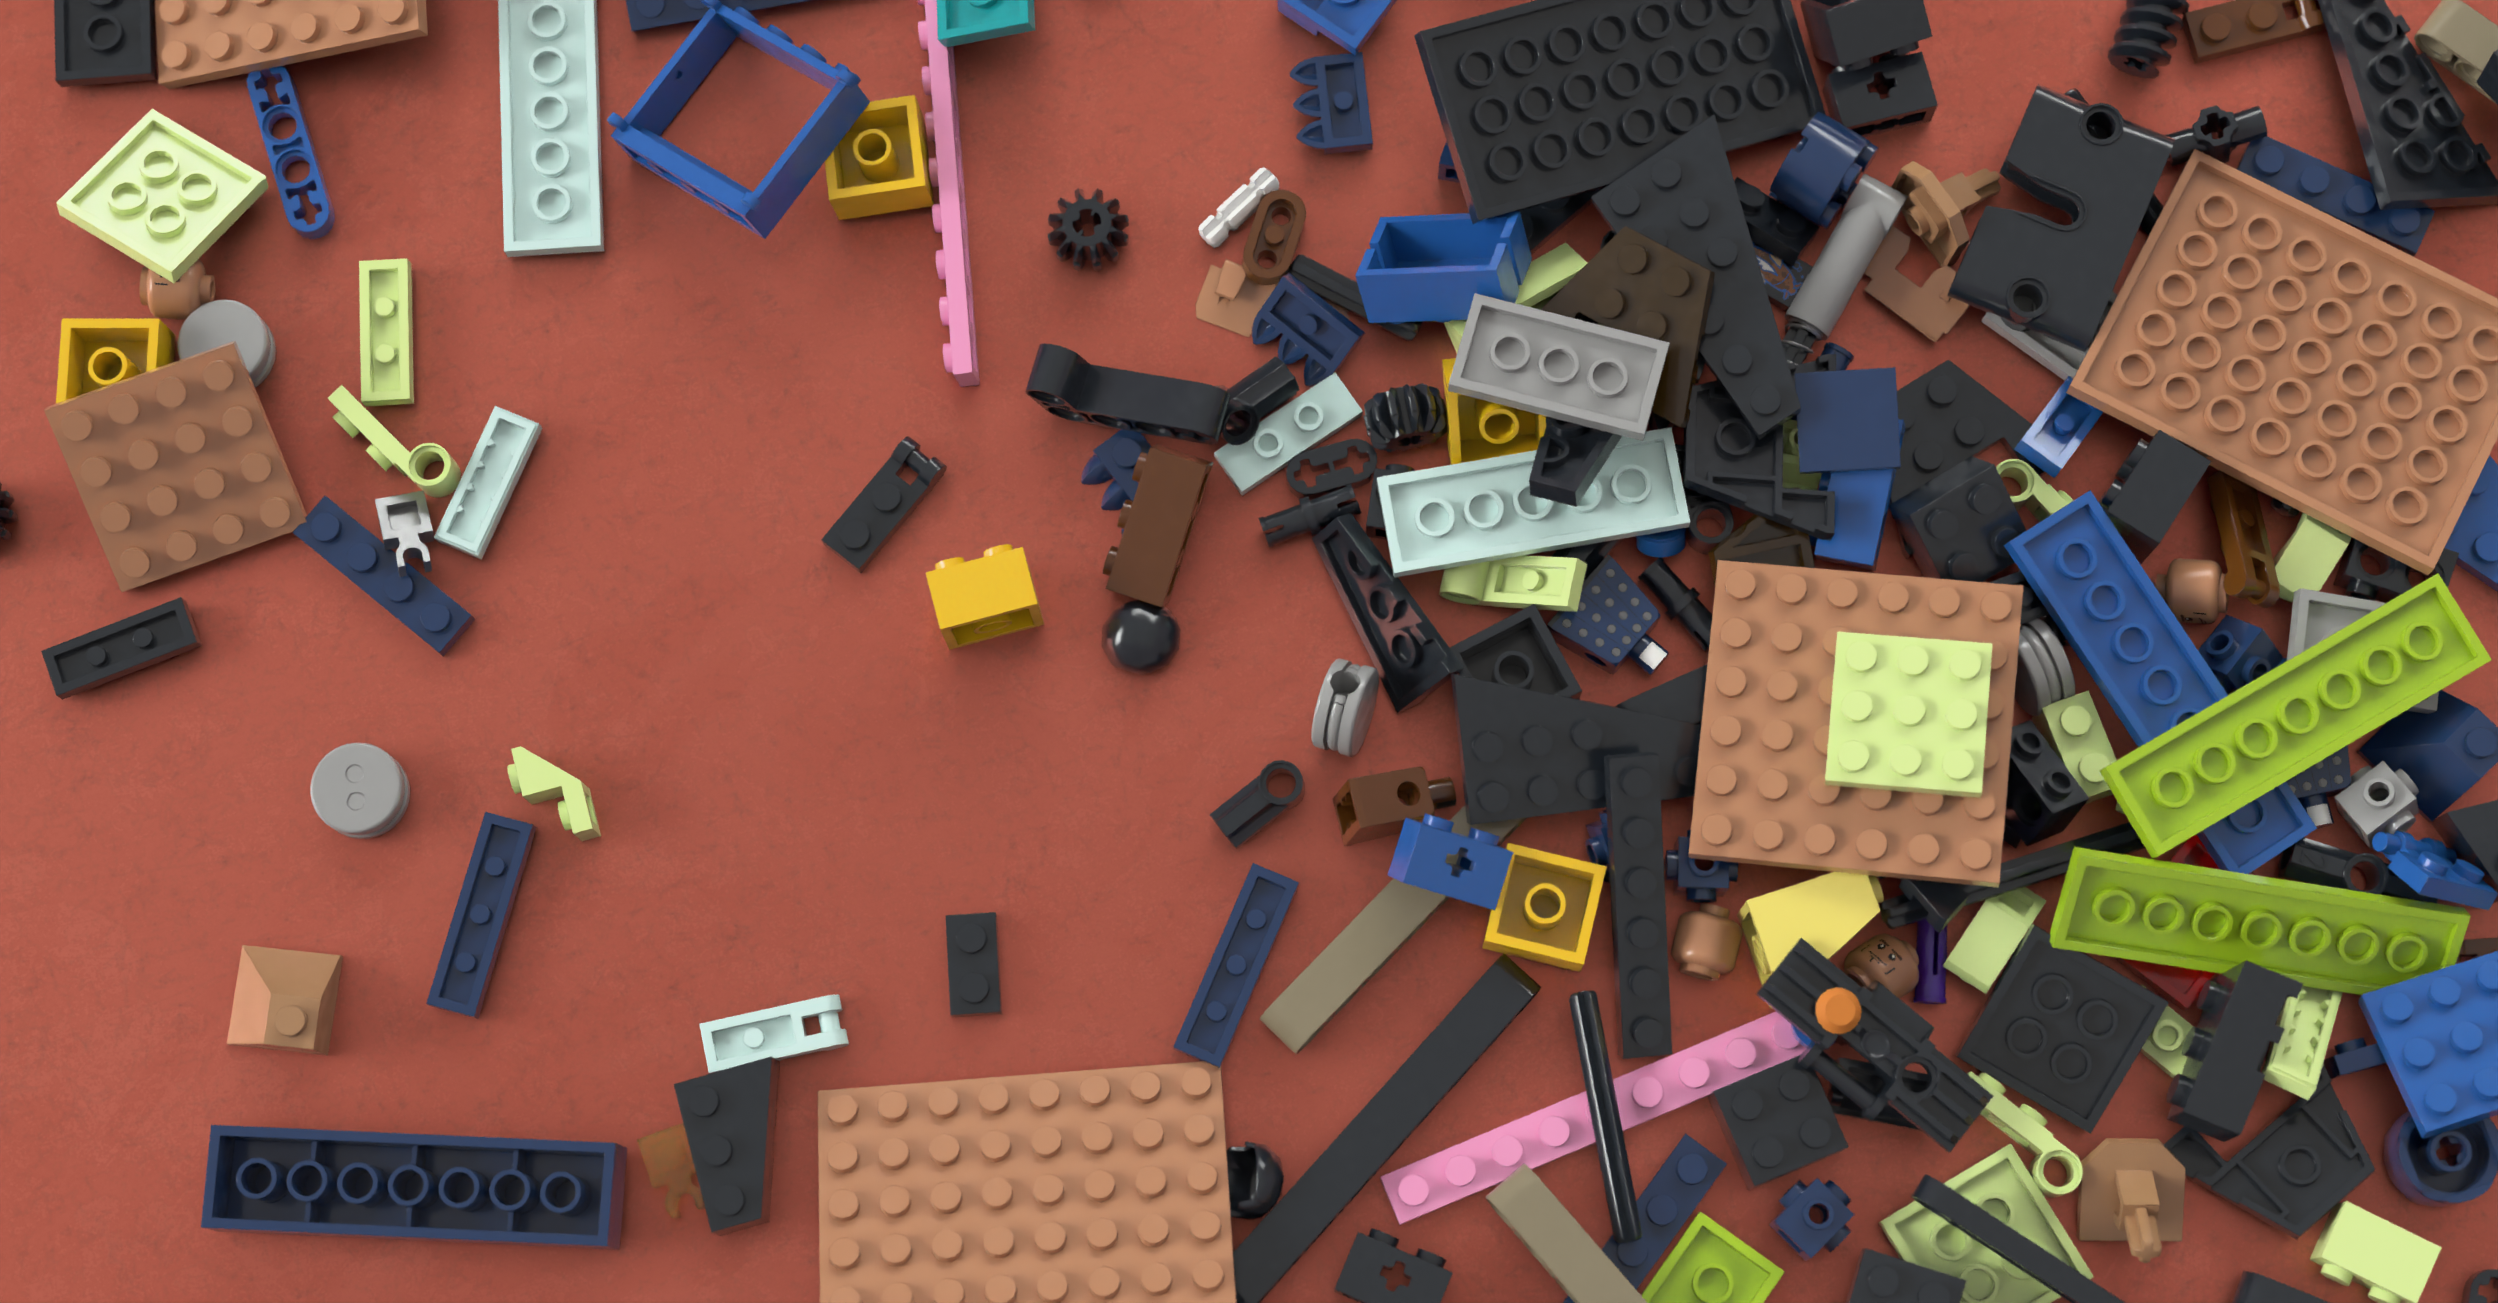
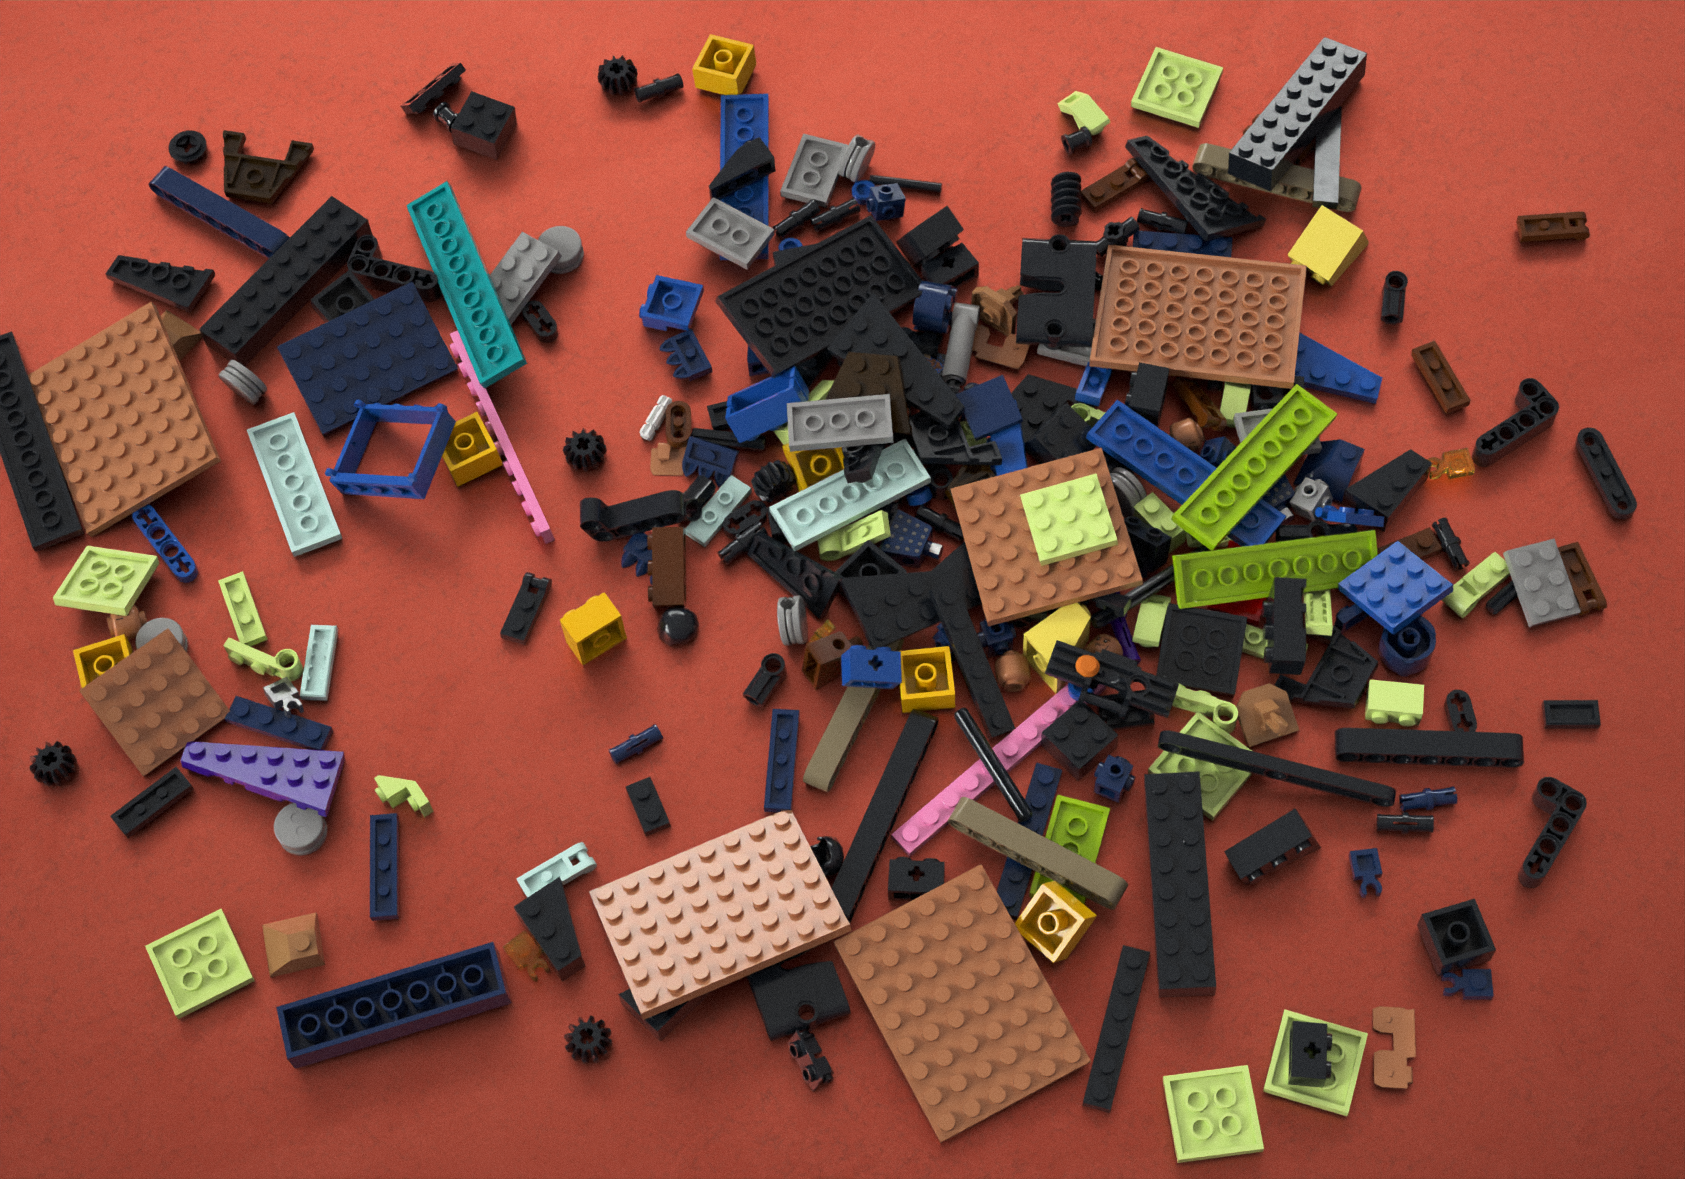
camera: 20 degrees left, 15 degrees down
(114, 981) = (199, 963): none -> yellowish green plate
(354, 674) = (275, 772): none -> wing
(990, 839) = (635, 744): none -> dark blue pin
(1351, 244) = (717, 416): none -> black plate
(1389, 755) = (825, 630): none -> clear yellow plate
(2315, 131) = (1162, 221): none -> black pin

